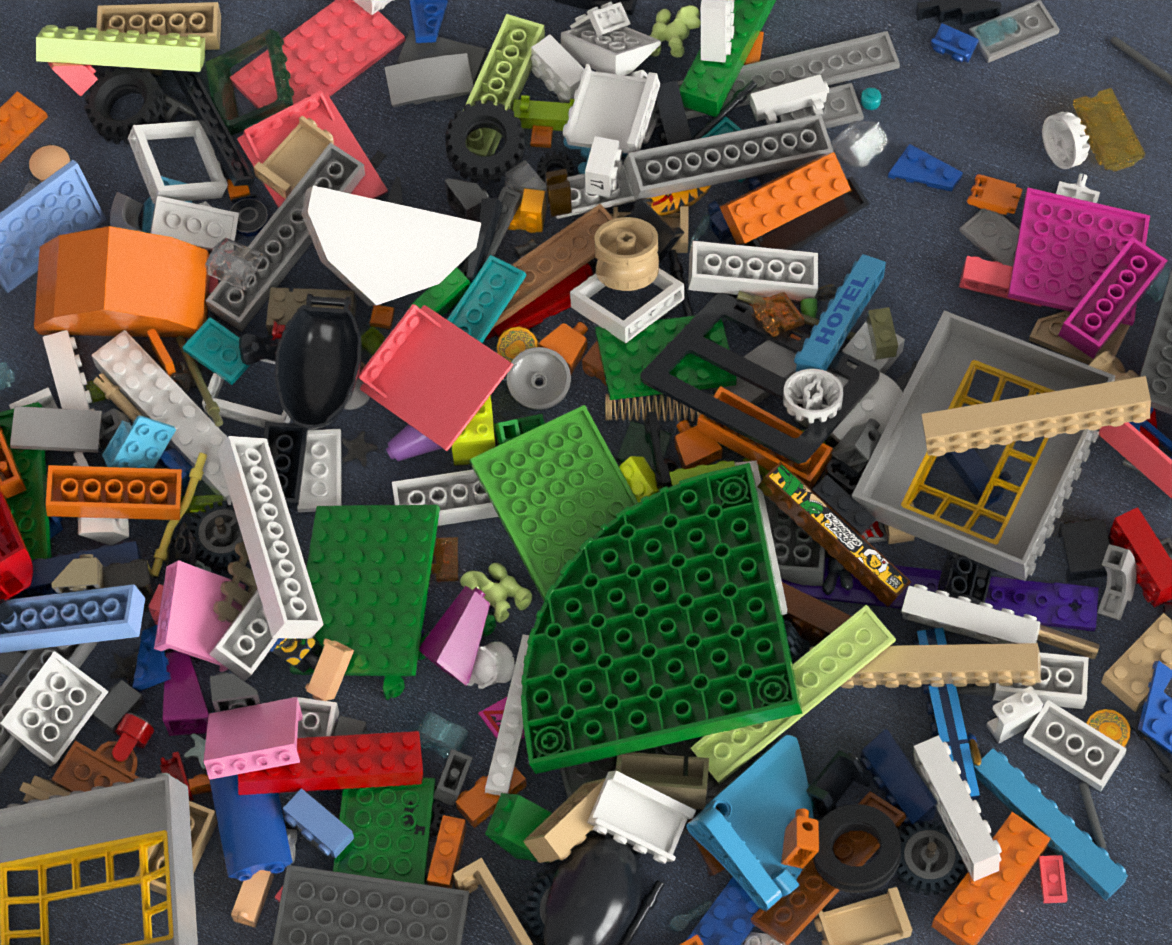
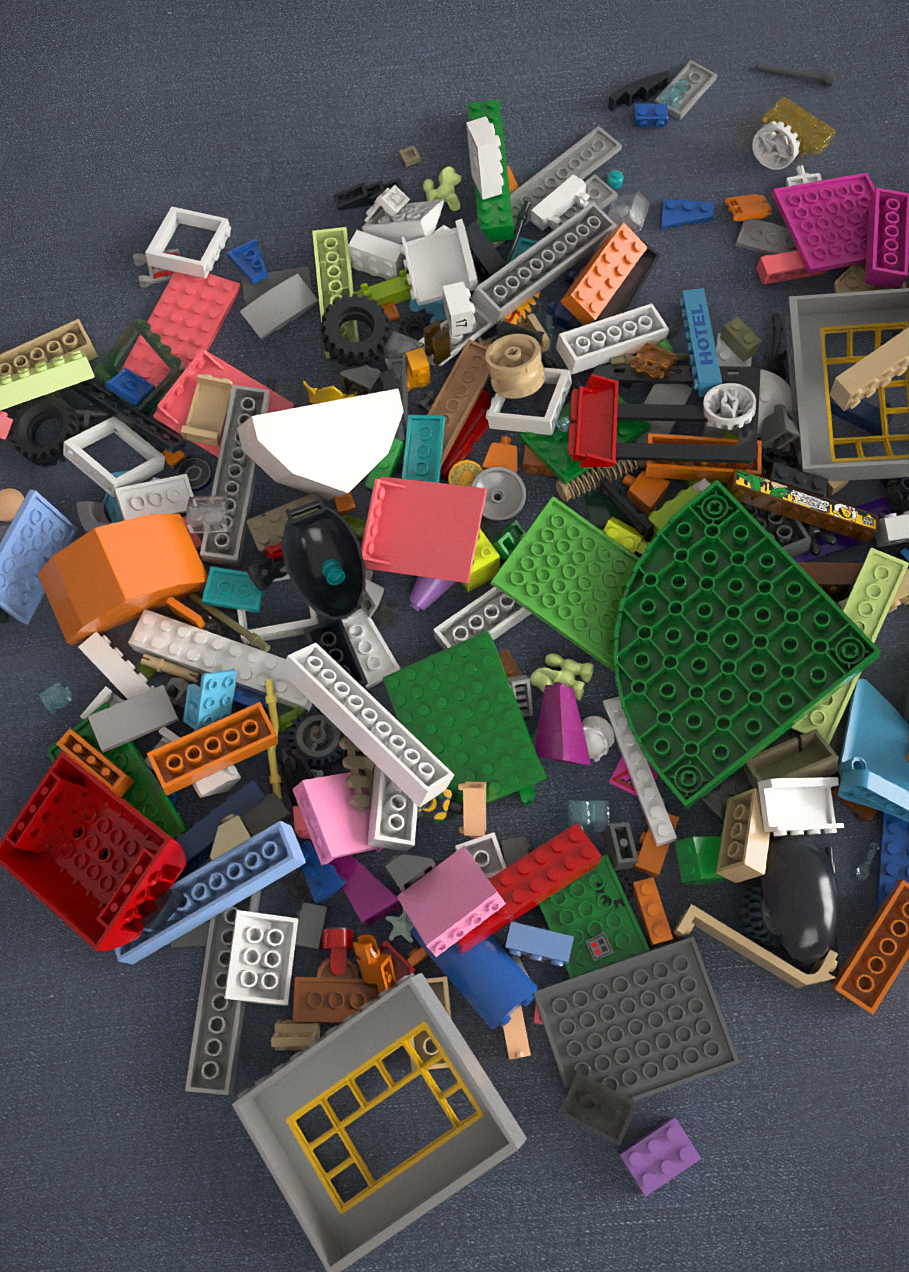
camera: 25 degrees left, 5 degrees up
(154, 757) = (374, 967): none -> orange plate
(232, 96) = (130, 386): none -> blue tile
(325, 378) = (333, 572): none -> teal wheel
(350, 420) = (371, 598): none -> light grey slope
(375, 858) = (599, 947): none -> dark grey tile
(422, 197) = (325, 394): none -> yellow brick
(441, 570) = (525, 680): none -> light grey slope
(643, 337) = (563, 424): none -> clear light blue hinge
(677, 345) = (595, 426): none -> red slope

